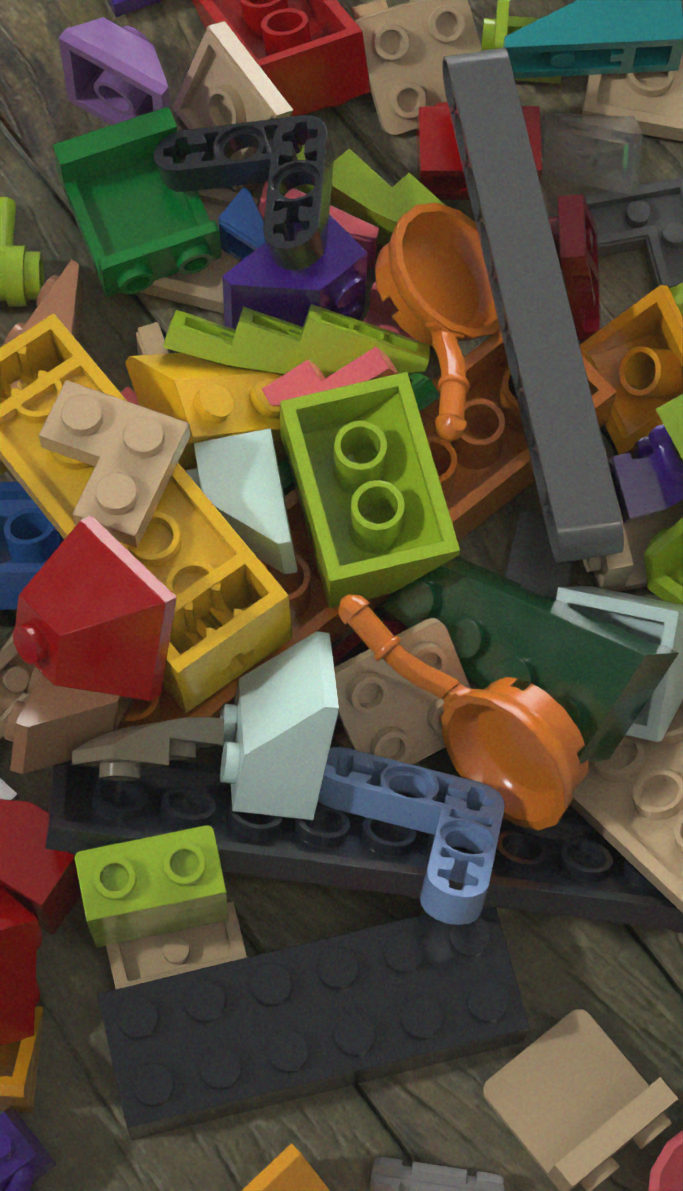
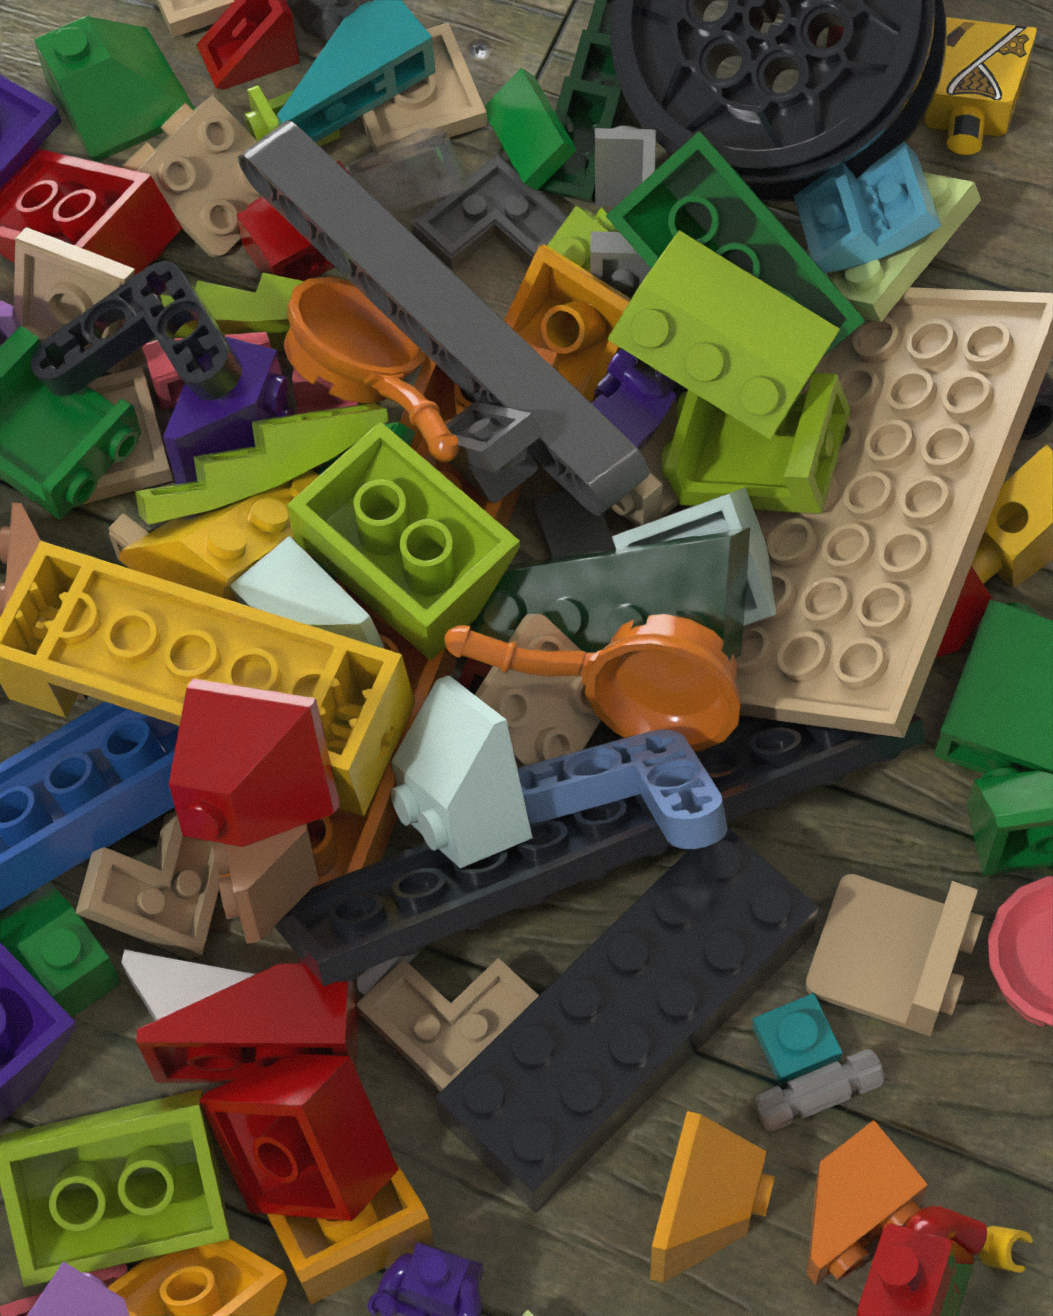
camera: 25 degrees left, 5 degrees down
(129, 749) = (342, 866): dark tan slope -> none
(130, 451) = (179, 608): tan plate -> none
(152, 886) = (432, 971): lime panel -> none
(241, 226) = (151, 393): blue slope -> none
(309, 379) = (295, 479): coral slope -> none
(446, 1127) = (796, 1039): none -> teal plate
(499, 447) = (494, 448): none -> dark grey slope
(577, 252) = (444, 245): dark red wing -> none

